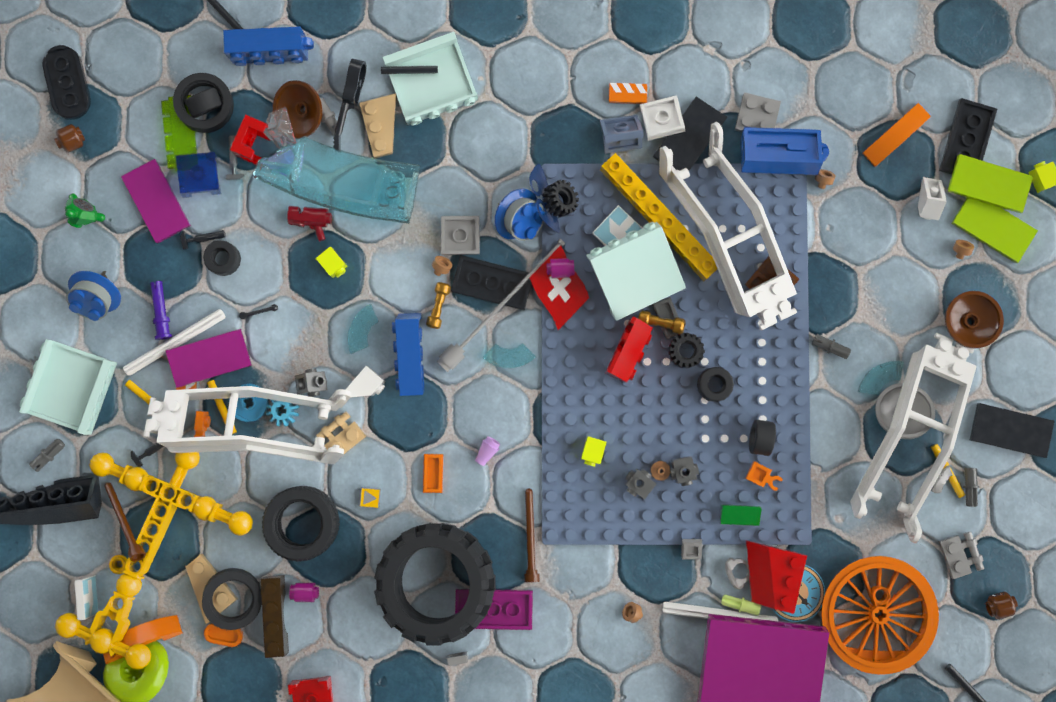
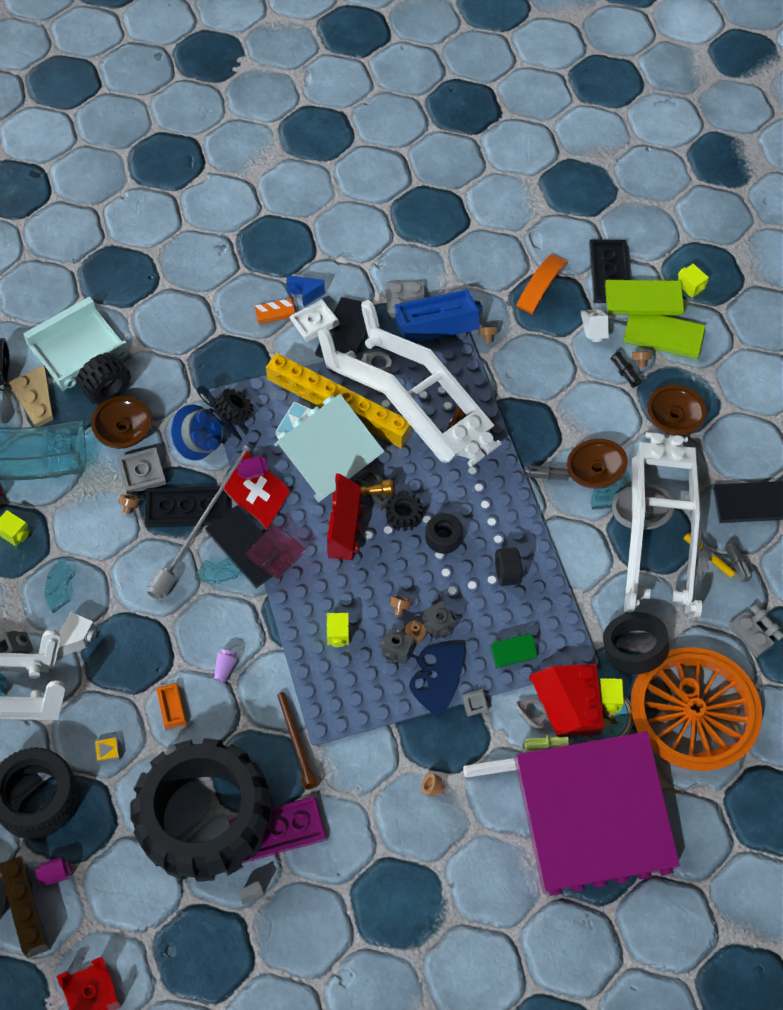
camera: 20 degrees left, 25 degrees down
(346, 439) = (73, 693): tan plate -> none
(408, 354) = (115, 590): blue wedge -> none
(409, 69) = (52, 341): black bar -> none
(442, 290) = (134, 555): pearl gold piece -> none
(447, 131) = (103, 378): none -> black tyre
(450, 169) = (117, 414): none -> reddish brown dish
(535, 343) = (235, 536): none -> black tile
(559, 360) = (275, 552): none -> clear pink slope
(621, 134) = (281, 341): sand blue bracket -> none
(655, 441) = (400, 603): none -> medium nougat tile
(669, 78) = (309, 288): none -> blue slope
(678, 511) = (448, 669): none -> dark blue piece
(709, 195) = (368, 358): none -> light grey piece
(761, 475) = (520, 607): orange plate -> none
(811, 583) = (611, 695): none -> neon yellow brick
(839, 561) = (636, 622): none -> black tyre
(884, 343) = (597, 456): none -> reddish brown dish
(942, 257) = (625, 369): none -> black pin

